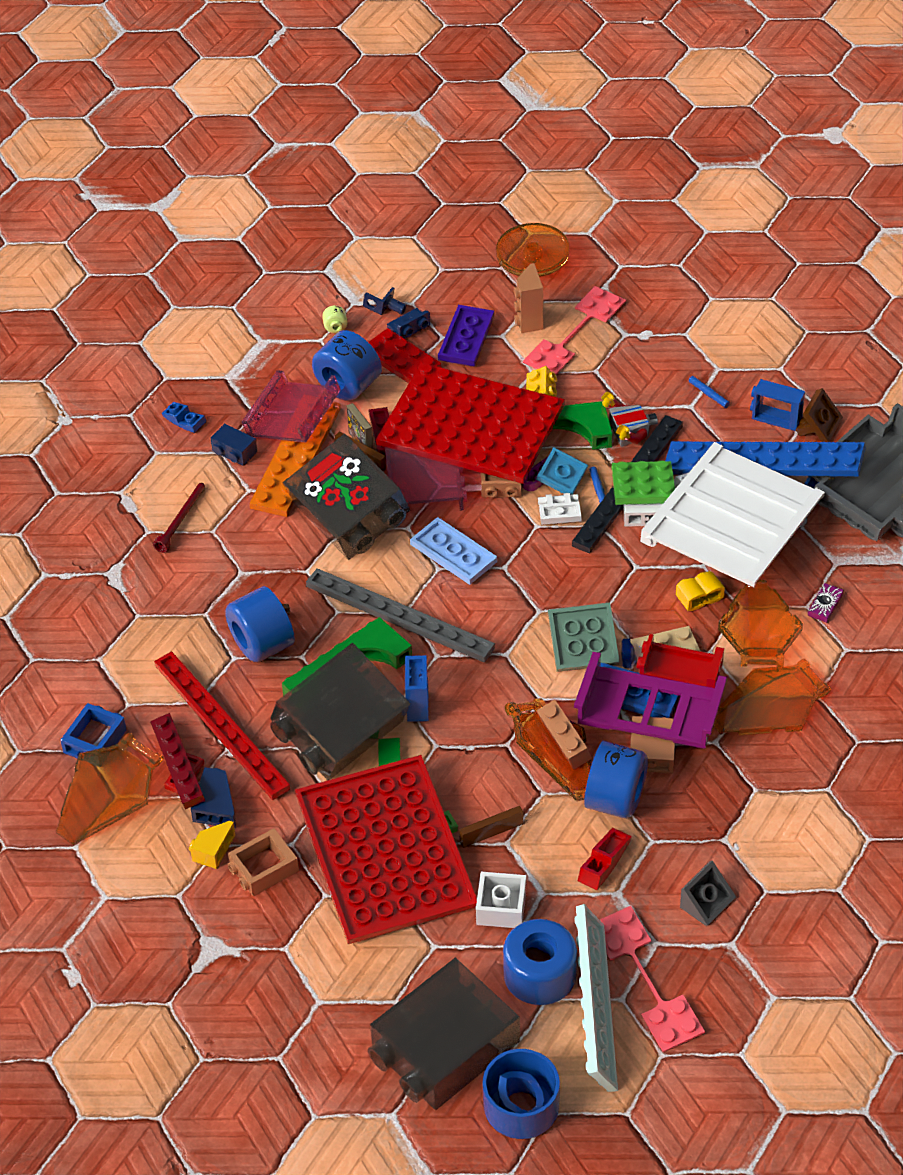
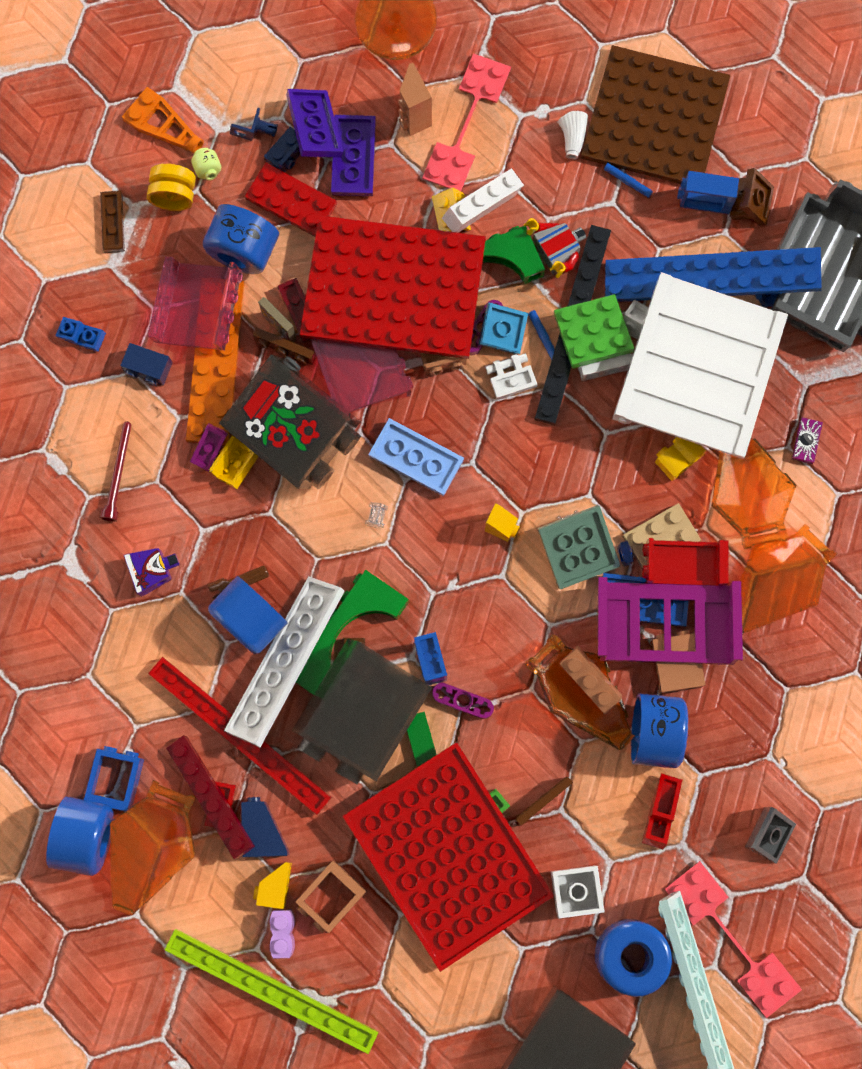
camera: 15 degrees left, 30 degrees up
(46, 757) = (79, 836): none -> blue piece
(182, 927) = (272, 991): none -> lime plate
(184, 587) = (150, 569): none -> torso
(207, 880) = (281, 926): none -> lavender brick
(239, 347) = (112, 221): none -> reddish brown tile
(268, 508) = (209, 447): none -> magenta plate
(281, 669) = (284, 661): none -> white plate
(286, 524) = (233, 463): none -> yellow bracket
(297, 276) = (144, 108): none -> orange plate
(298, 326) = (171, 187): none -> yellow wheel
(400, 615) = (383, 554): dark grey plate -> none
(403, 584) = (376, 515): none -> clear bush
(438, 304) = (314, 123): none -> dark purple plate
(442, 746) = (480, 701): none -> magenta beam
(515, 606) = (501, 523): none -> yellow slope
(570, 377) = (482, 201): none -> white brick
(669, 347) = (574, 129): none -> white piece
(745, 345) = (655, 115): none -> reddish brown plate

